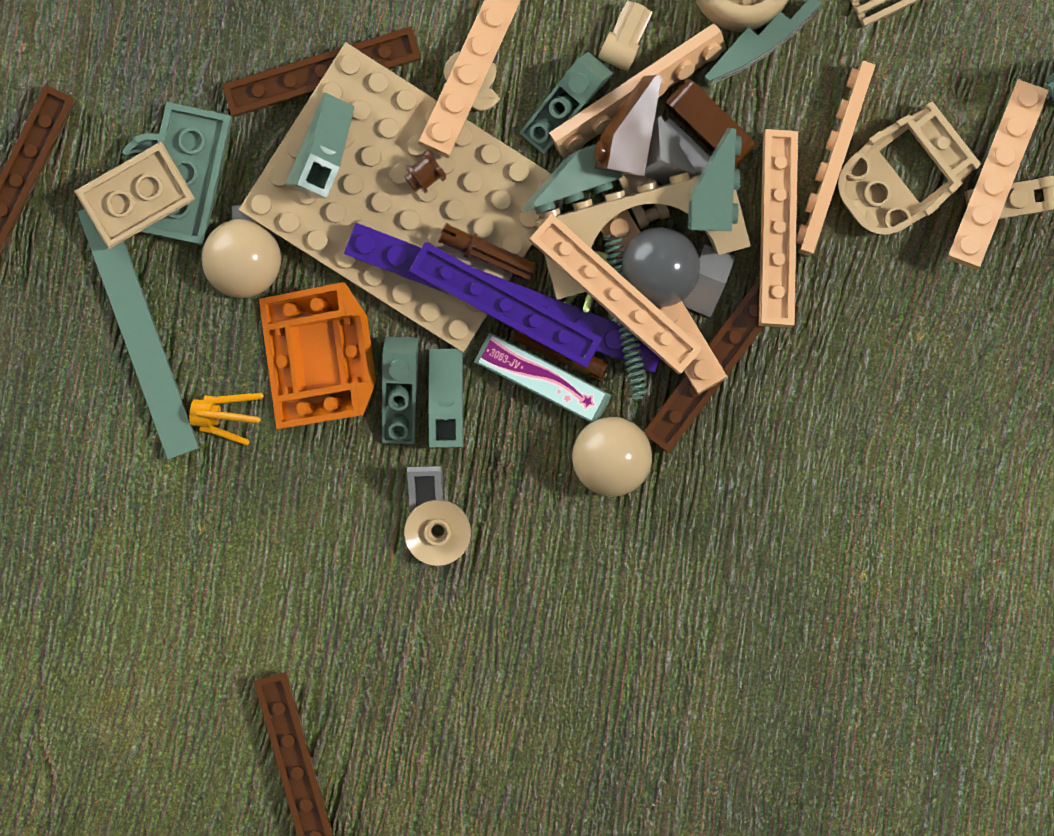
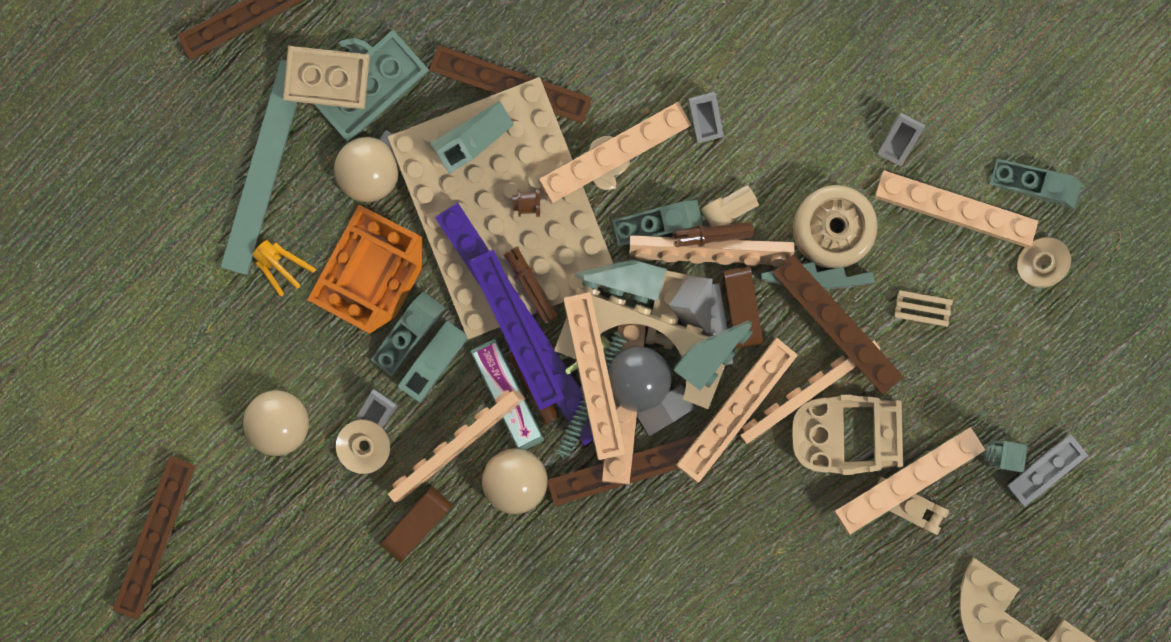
camera: 35 degrees right, 0 degrees up
(335, 571) = (276, 423): none -> tan piece
(531, 449) = (464, 437): none -> light nougat plate
(546, 571) = (416, 524): none -> reddish brown beam
(619, 80) = (703, 235): none -> reddish brown axle
(628, 136) = (680, 276): slope -> none
(817, 71) = (837, 325): none -> reddish brown plate

